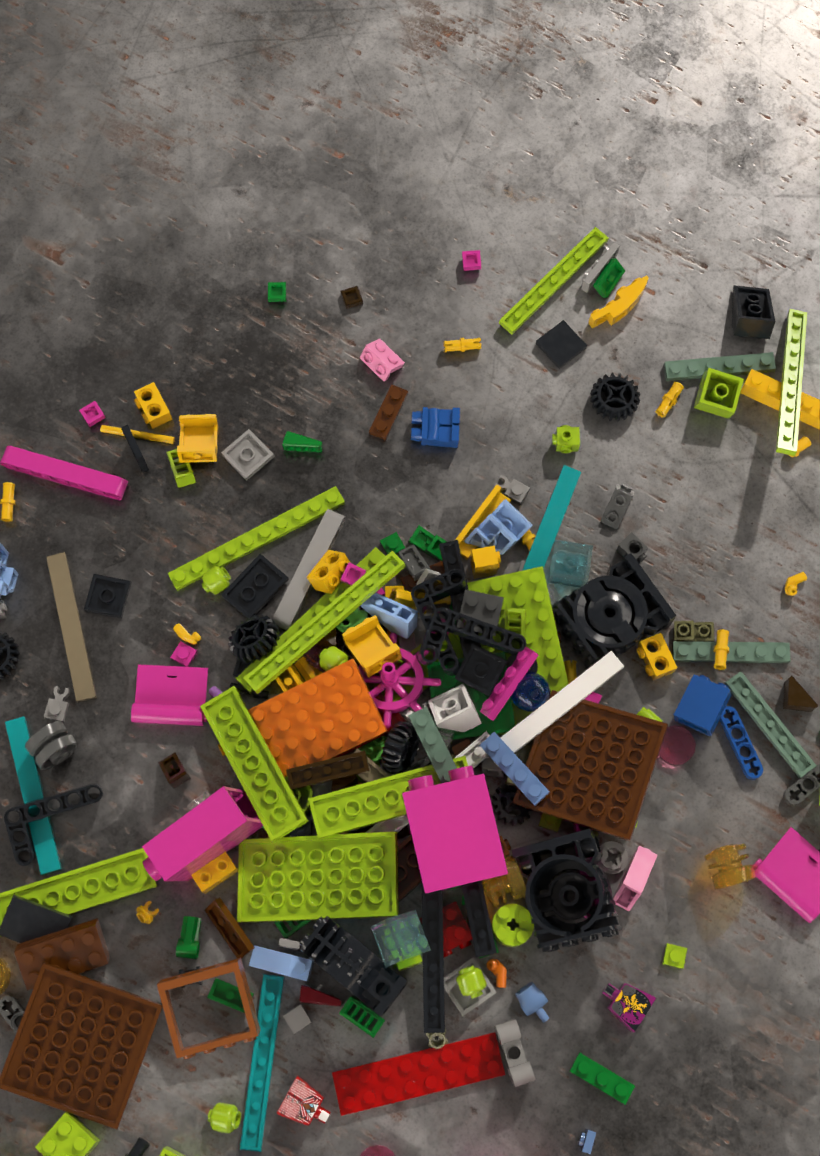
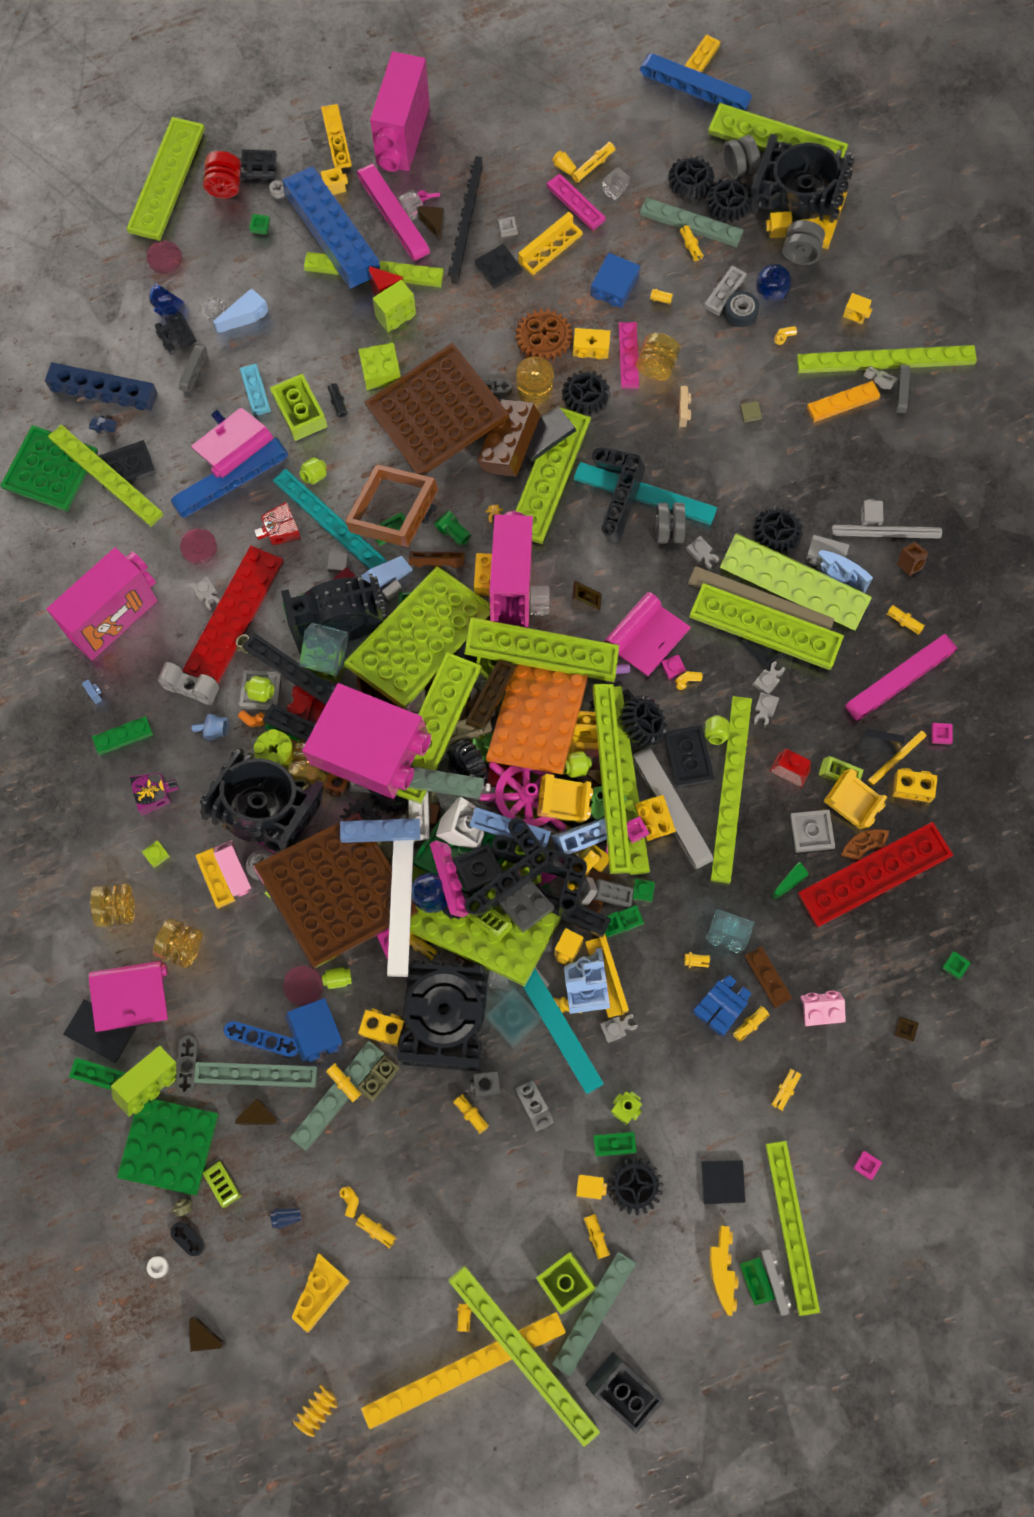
camera: 130 degrees right, 0 degrees up
(34, 608) = (795, 581): none -> lime plate
(93, 605) = (766, 626): none -> lime plate
(140, 573) = (768, 680): none -> light grey plate
(165, 559) = (765, 707): none -> light grey plate
(206, 500) = (791, 767): none -> red torso
(228, 414) = (865, 842): none -> dark orange tile
(248, 389) = (874, 874): none -> red plate
(378, 456) = (729, 931): none -> clear light blue brick
(415, 1121) = (205, 591): none -> light grey plate
(419, 472) = (696, 960): none -> yellow pin
(432, 674) = (498, 825): none -> medium blue plate
(433, 400) = (750, 1023): none -> yellow pin
(597, 431) = (614, 1144): none -> green plate
(641, 425) = (591, 1187): none -> yellow brick
(653, 888) = (214, 878): none -> yellow tile
(661, 544) = (471, 1114): none -> yellow pin
(746, 948) = (112, 905): none -> clear yellow wheel
(797, 548) = (376, 1231): none -> yellow pin

